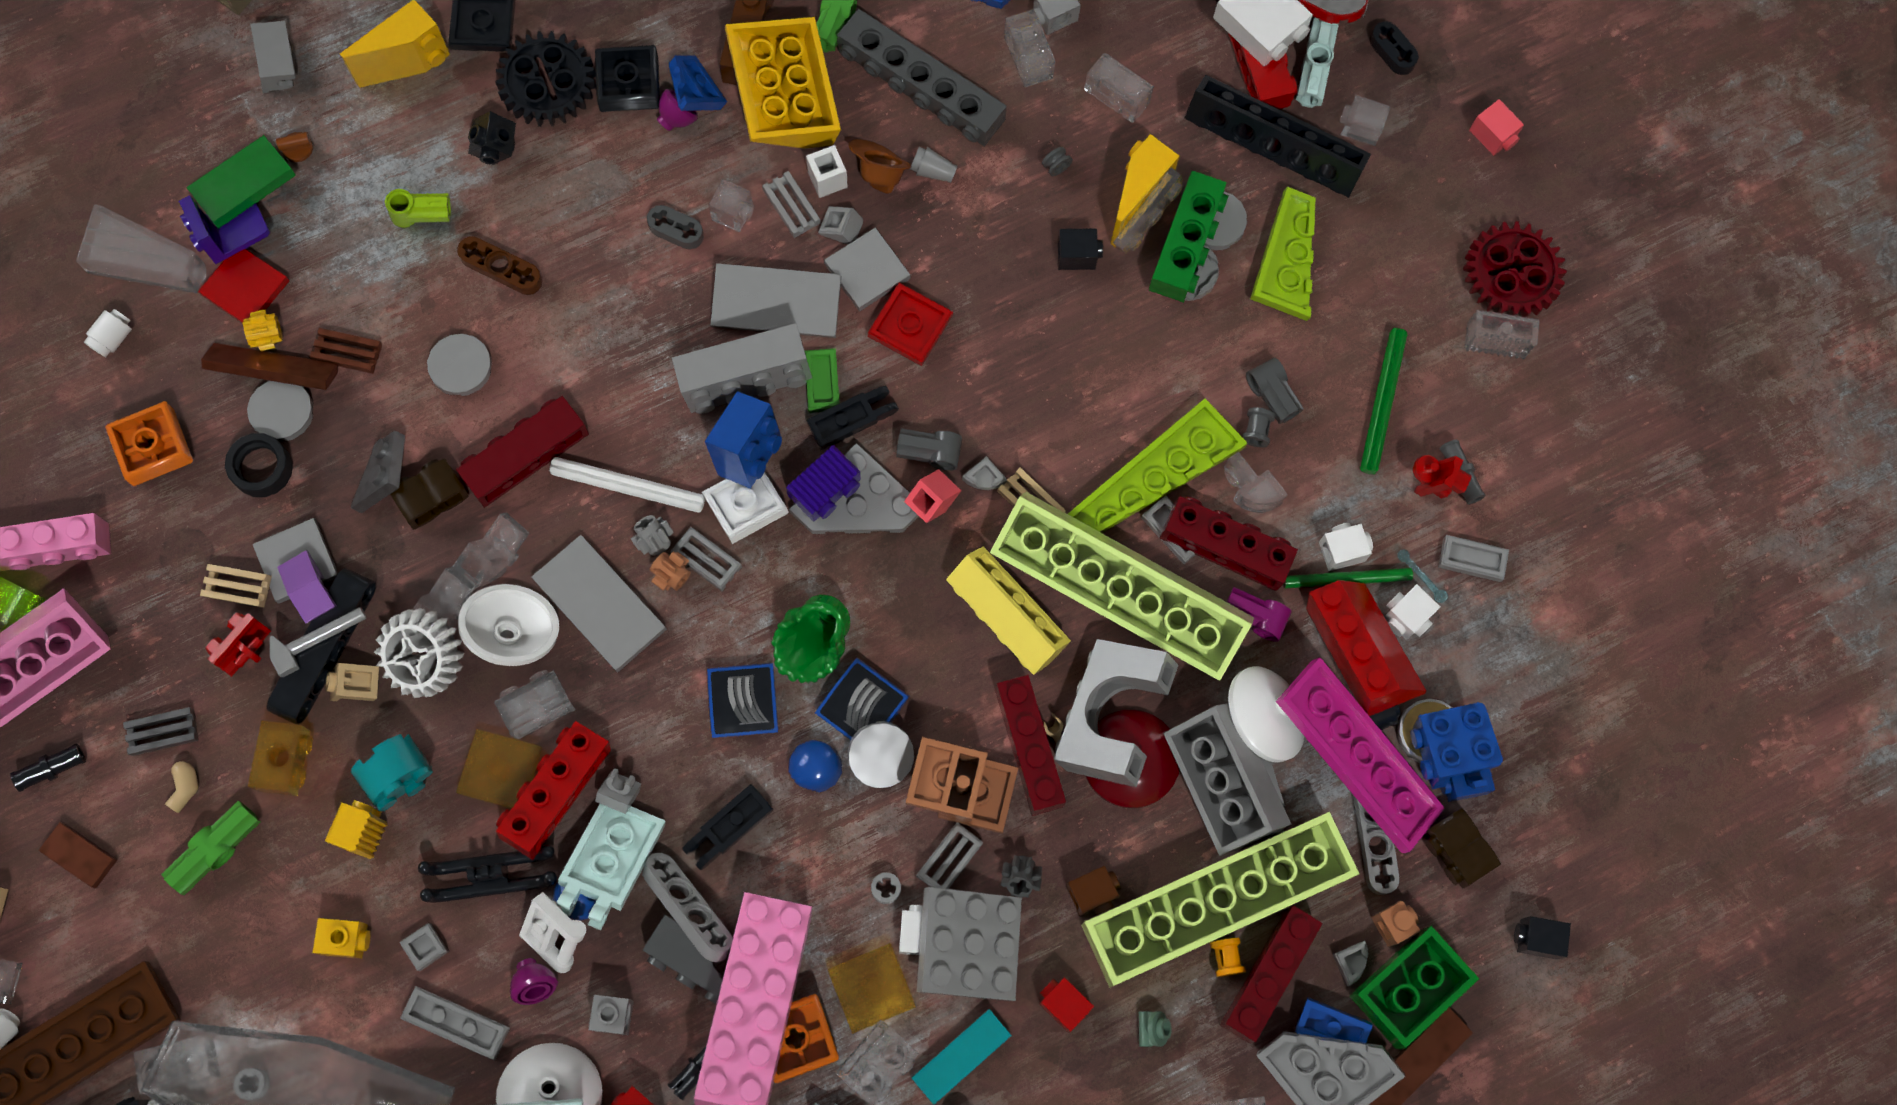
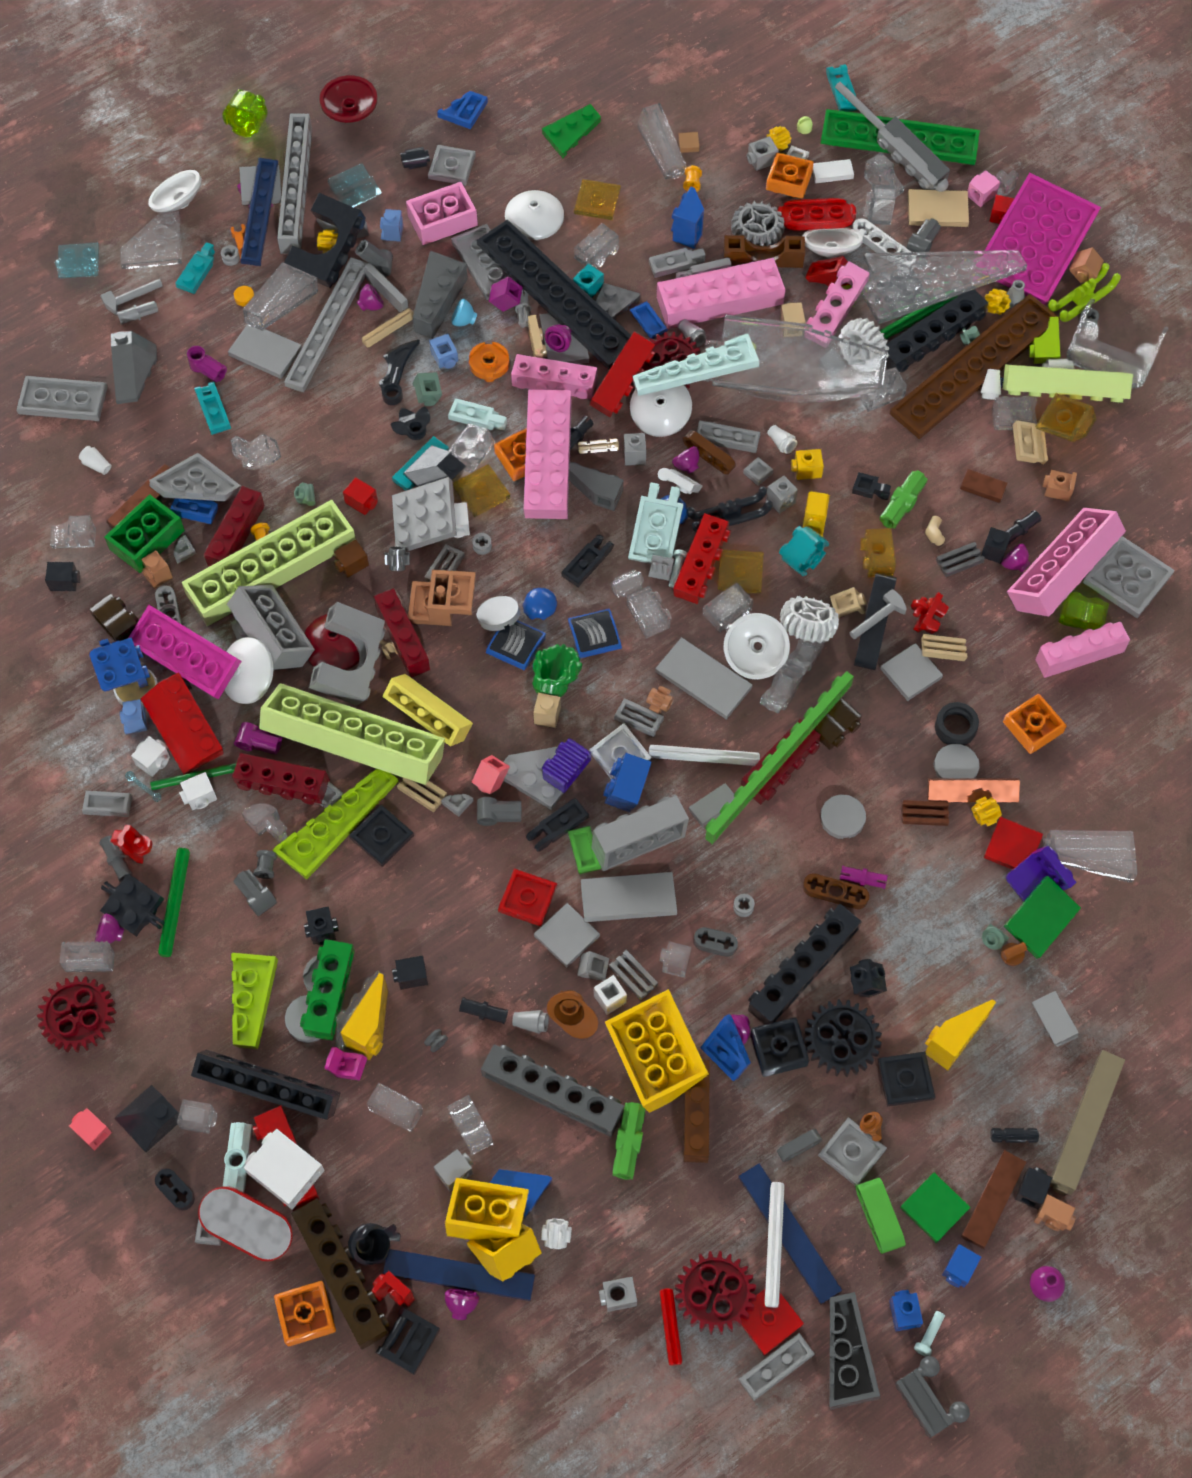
camera: 175 degrees right, 10 degrees down
(75, 712) = (1017, 558): none -> magenta brick
(97, 737) = (996, 545): none -> black brick
(108, 332) = (1093, 793): white brick -> none
(259, 883) = (868, 485): none -> black plate
(305, 587) = (899, 648): medium lavender slope -> none
(312, 171) = (994, 937): none -> sand green plate
(368, 997) = (784, 441): none -> white cone
(381, 472) = (871, 731): flat silver wing -> none
(398, 886) = (782, 494): none -> light grey brick
(421, 207) = (904, 920): lime piece -> none
(457, 274) = (863, 877): none -> magenta pin
(493, 991) = (710, 452): none -> reddish brown beam
(512, 443) = (774, 762): none -> bright green plate
(572, 157) = (770, 1011): none -> black brick
(585, 809) = (680, 556): none -> light aqua piece
(626, 257) = (743, 897): none -> light grey bush
(631, 411) = (711, 804): none -> light grey tile
(652, 535) = (677, 720): light grey gear -> none
(654, 718) = (648, 611): none -> clear brick
(668, 1040) = (598, 445): none -> tan axle
(676, 772) = (627, 583): none -> clear brick
(682, 908) = (600, 509): light grey beam -> none
(836, 581) = (547, 710): none -> tan brick
(941, 1029) = (434, 466): none -> slope
(991, 188) = (483, 1010): none -> black pin
(1095, 442) = (381, 835): none -> black plate
(1186, 150) = (345, 1064): none -> dark pink bracket
(1190, 324) = (320, 925): none -> black brick
(1422, 134) = (148, 1118): none -> black slope
(1436, 676) = (133, 716): none -> medium blue brick
(1441, 401) = (132, 904): none -> black plate
(1473, 370) = (108, 930): none -> magenta brick
(1526, 1016) = (76, 532): none -> clear arch

